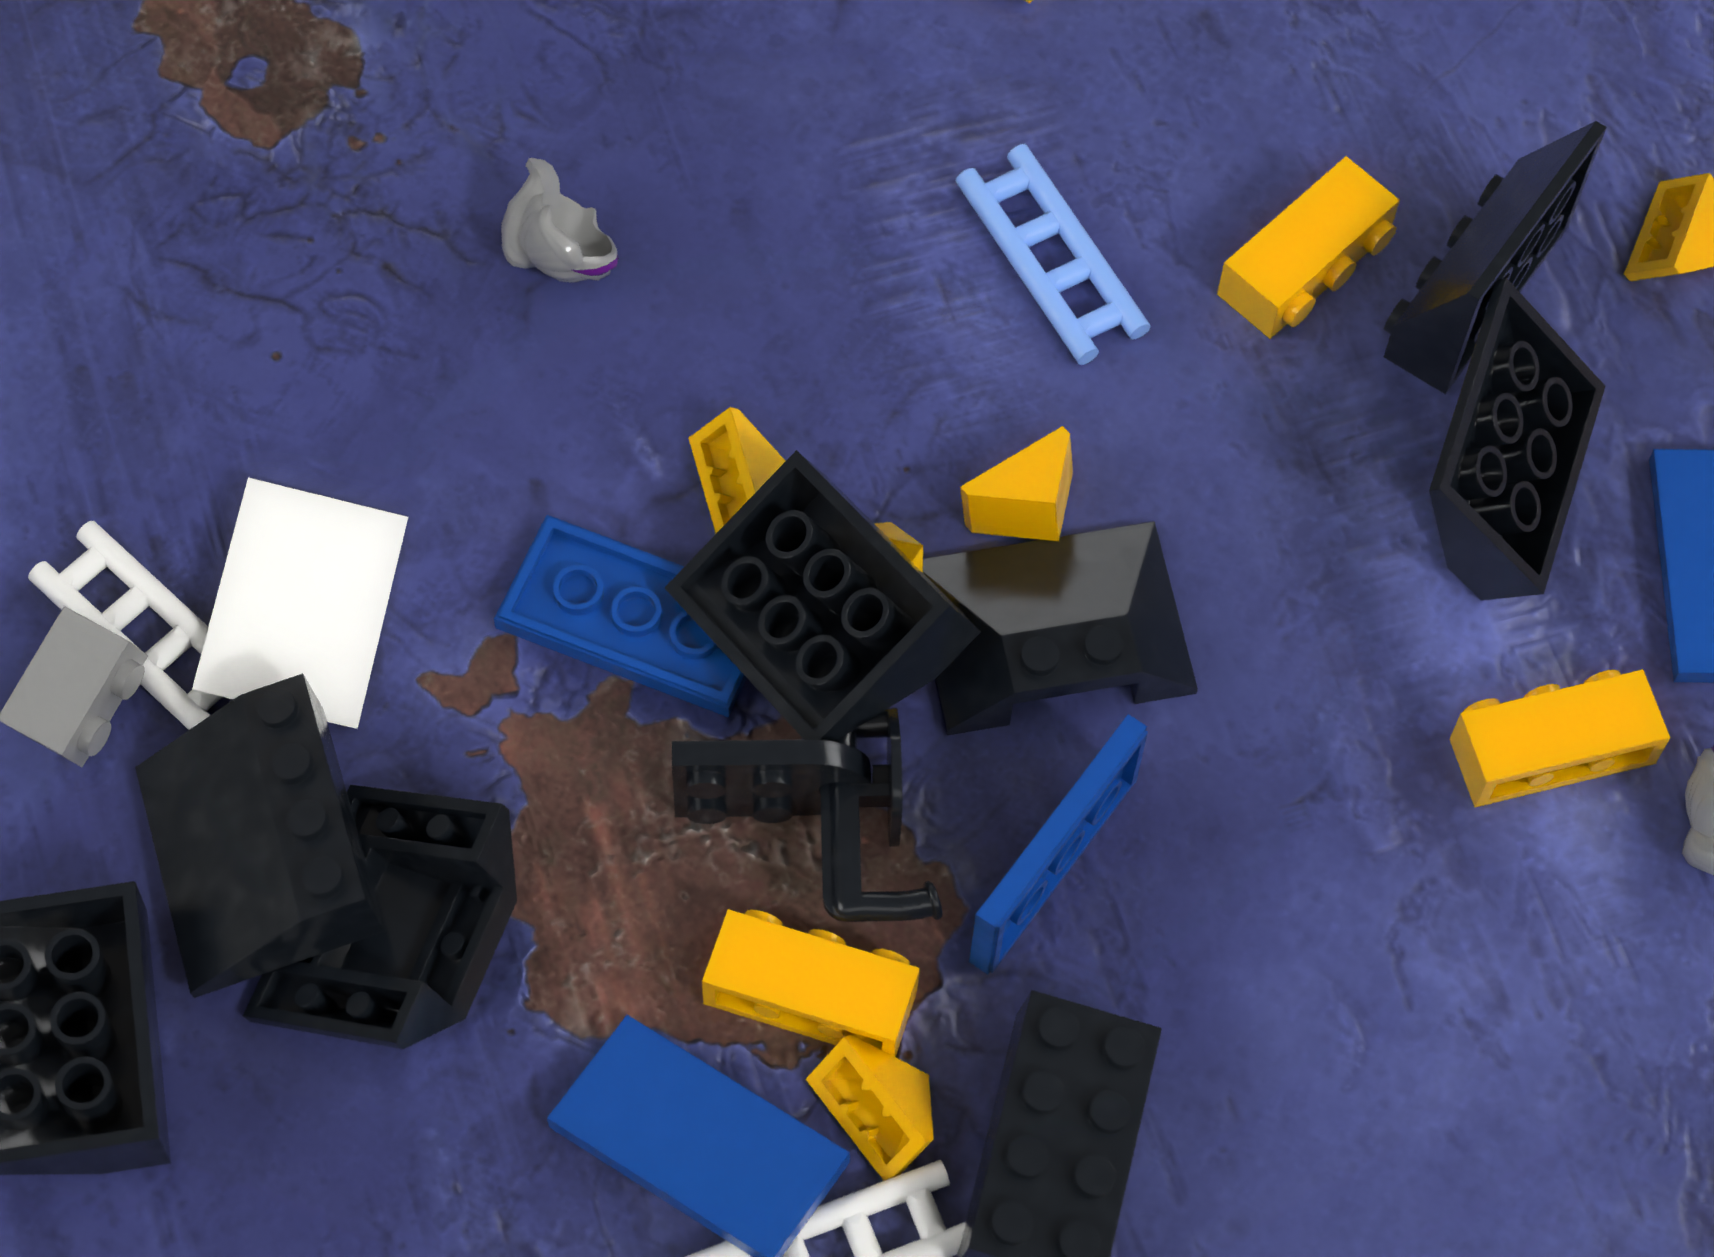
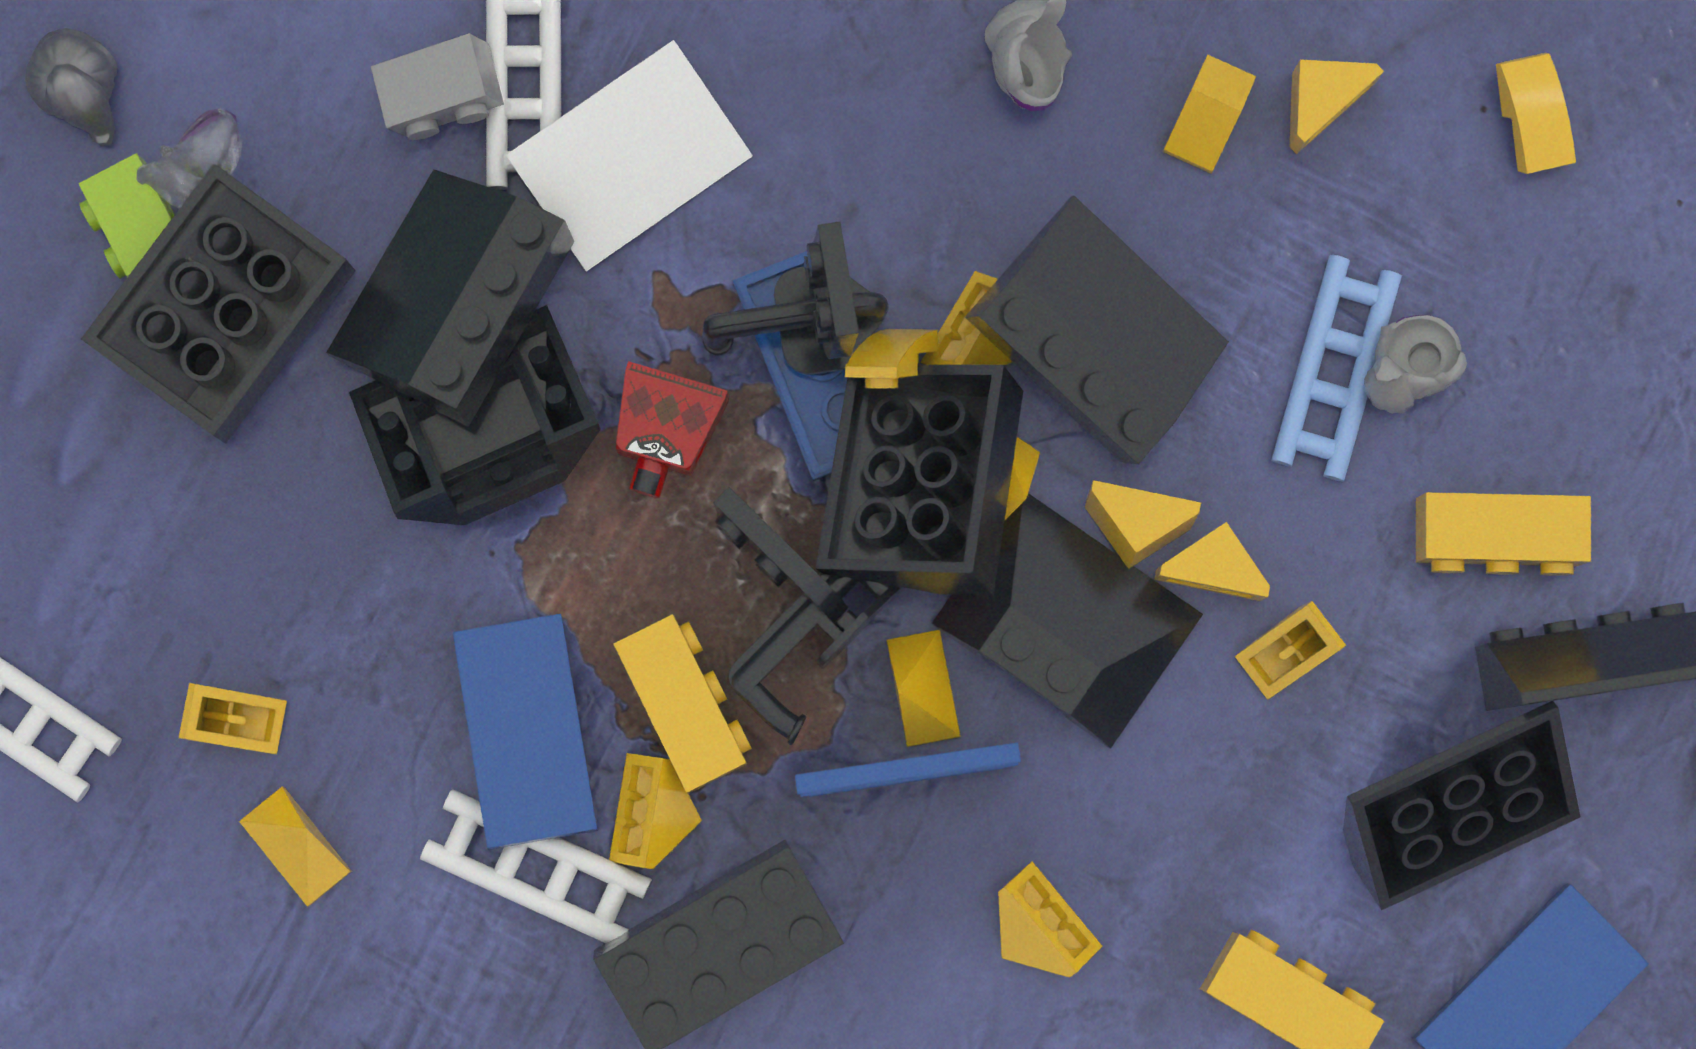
camera: 45 degrees right, 20 degrees up
(555, 776) = (665, 424): none -> red torso
(605, 554) = (815, 310): none -> black plate
(696, 542) = (890, 356): none -> yellow slope
(752, 165) = (1209, 114): none -> yellow slope
(819, 71) = (1323, 93): none -> yellow slope
(843, 385) = (1099, 332): none -> black slope
(994, 787) = (923, 688): none -> yellow slope
(1107, 189) = (1413, 361): none -> light grey hair
(1128, 469) = (1216, 565): none -> yellow slope
(1252, 472) = (1290, 649): none -> yellow slope
(1300, 879) = (1041, 926): none -> yellow slope

